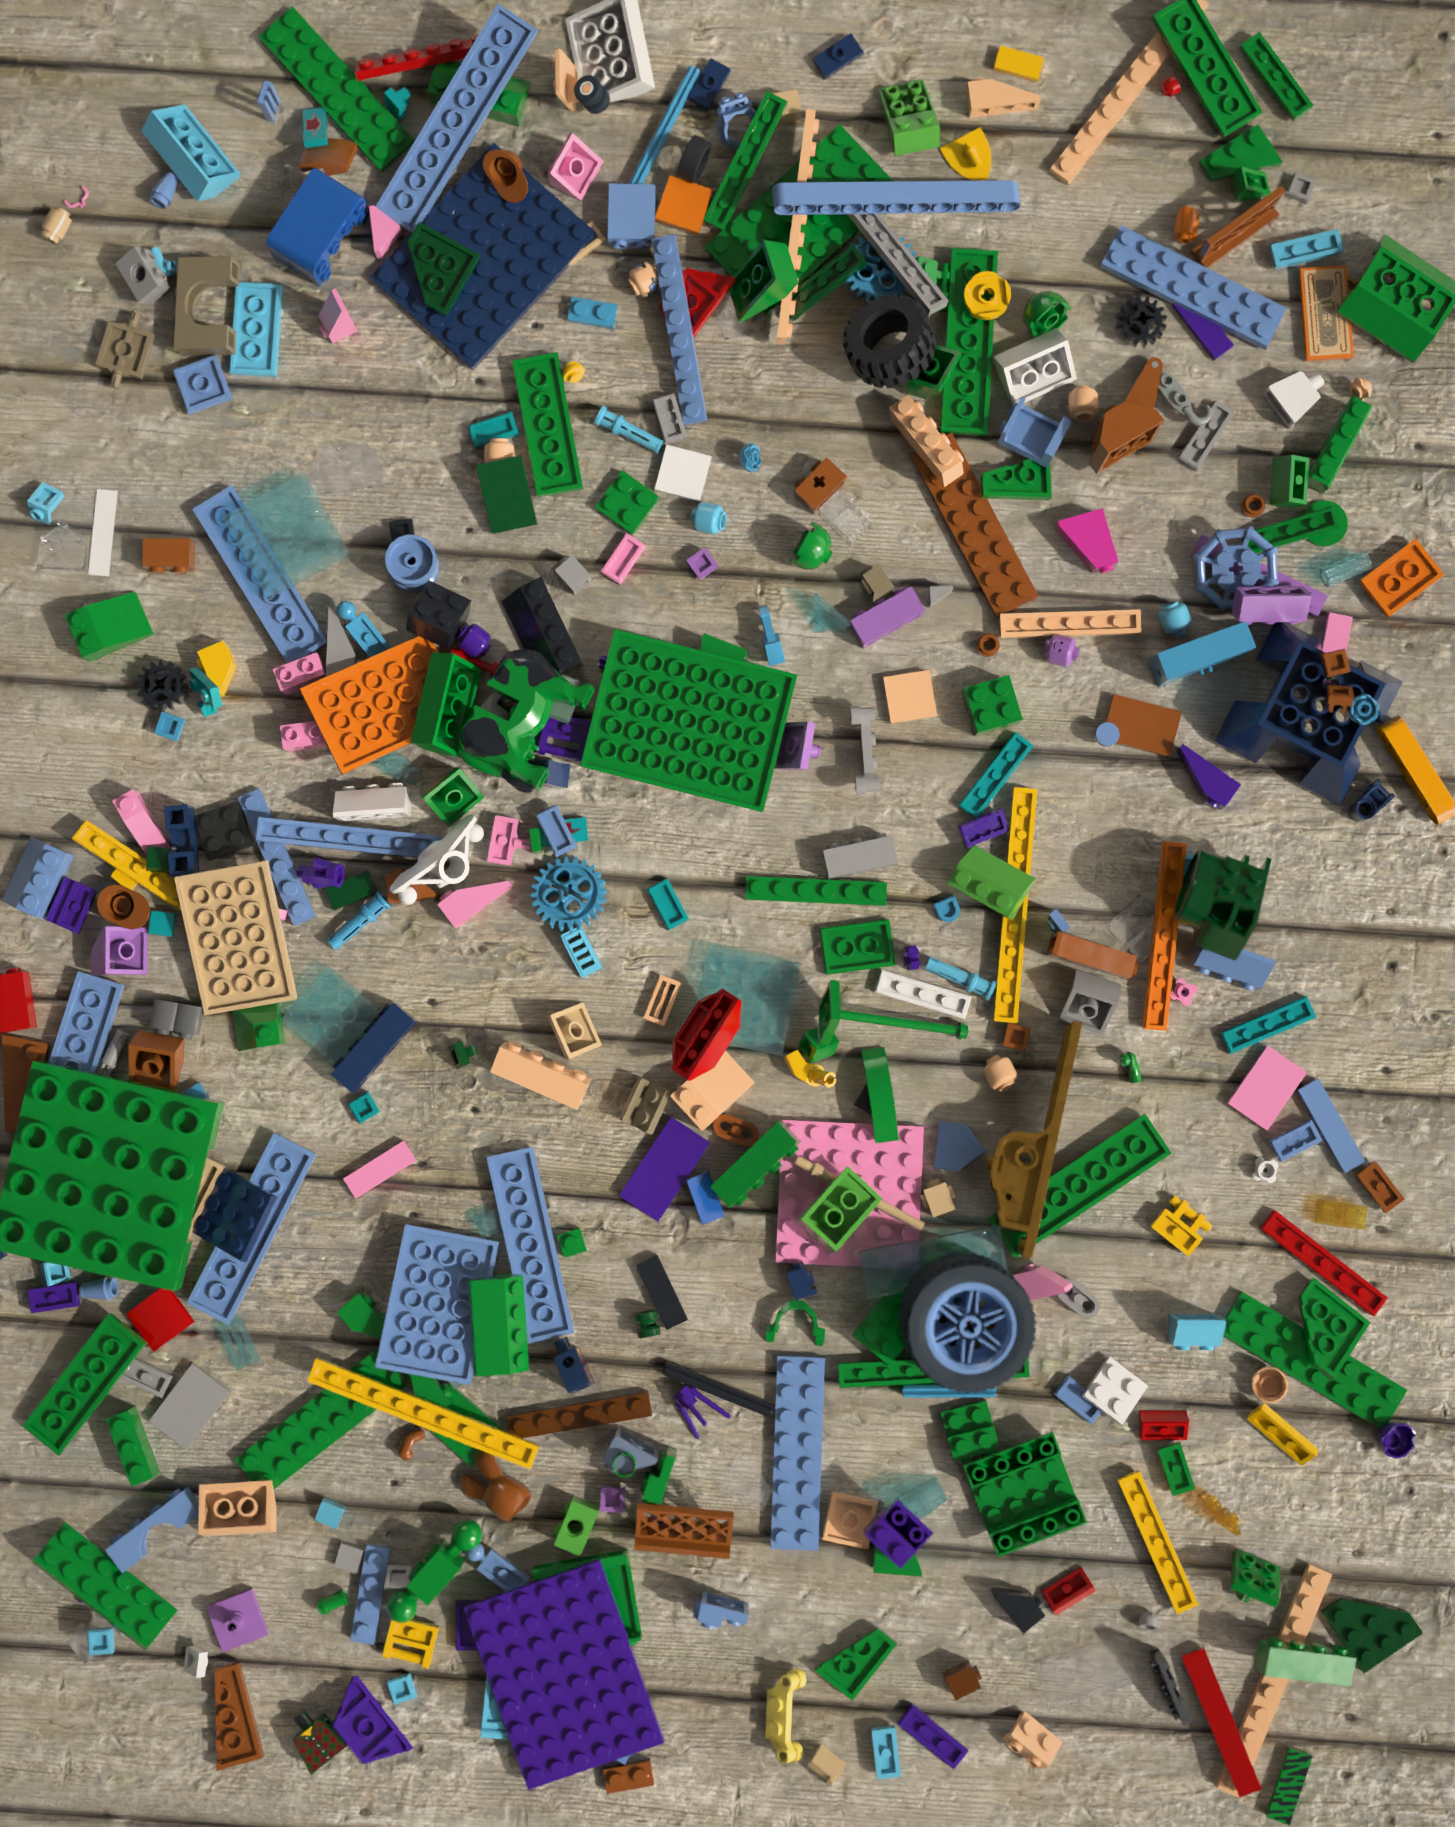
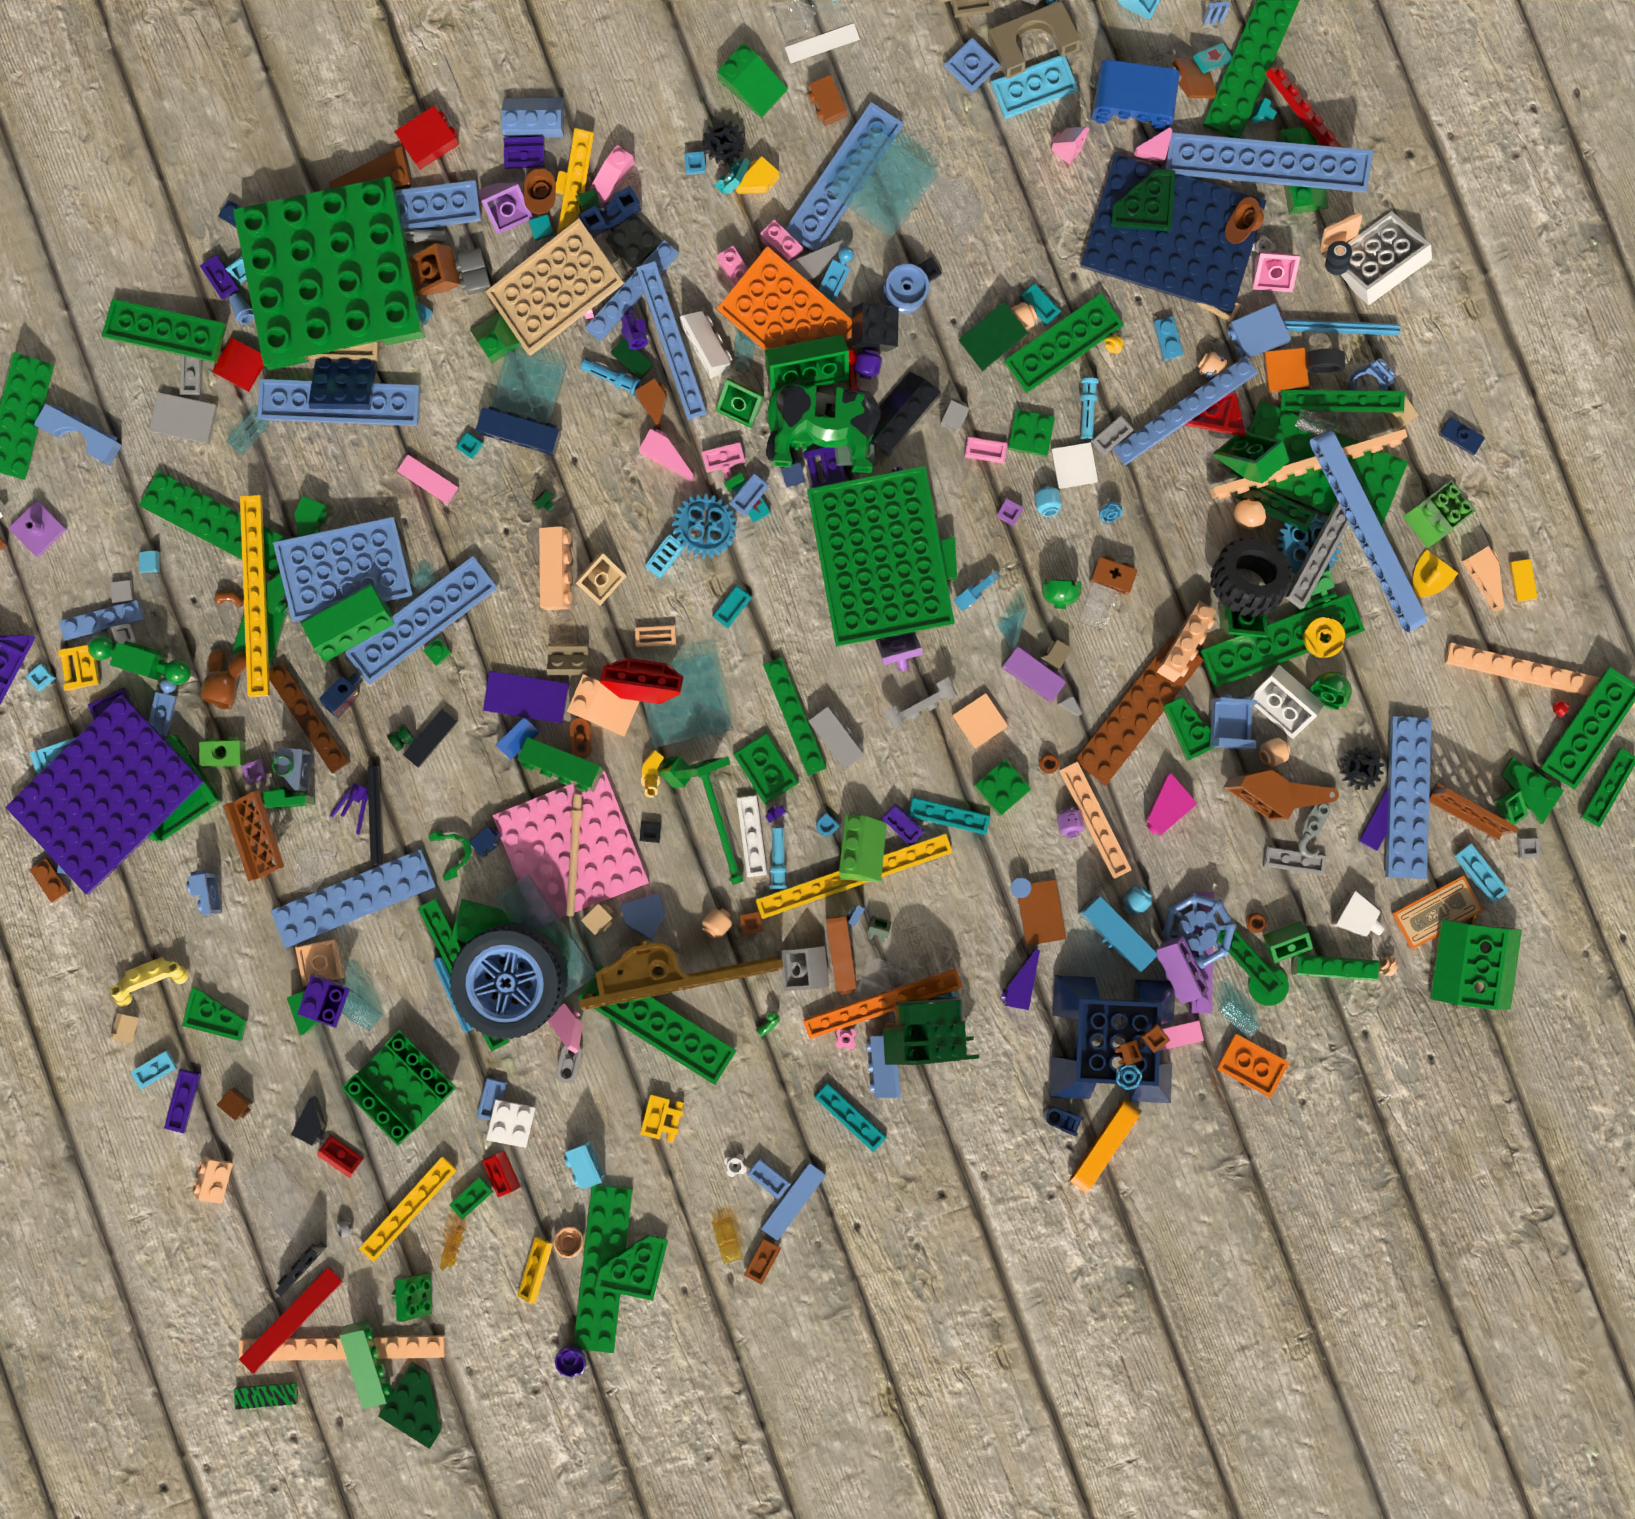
camera: 60 degrees right, 0 degrees up
(133, 1446) = (133, 389): green brick -> none
(237, 1508) = (120, 489): light nougat slope -> none
(332, 1602) = (82, 594): green pin -> none
(433, 857) = (684, 408): white piece -> none
(536, 164) = (1263, 241): none -> white plate
(709, 84) = (1392, 346): dark blue plate -> none
(755, 199) = (1315, 422): none -> clear wing
(820, 313) = (1249, 514): none -> light nougat hair
(839, 1210) = (553, 844): bright green slope -> none
(880, 1095) = (657, 837): green slope -> none
(969, 1431) = (429, 1024): green plate -> none
(1082, 903) = (879, 928): none -> dark green tile
(1186, 225) = (1455, 769): orange brick -> none
(1266, 1087) = (800, 1137): bright pink tile -> none
(1323, 1263) = (683, 1243): red tile -> none

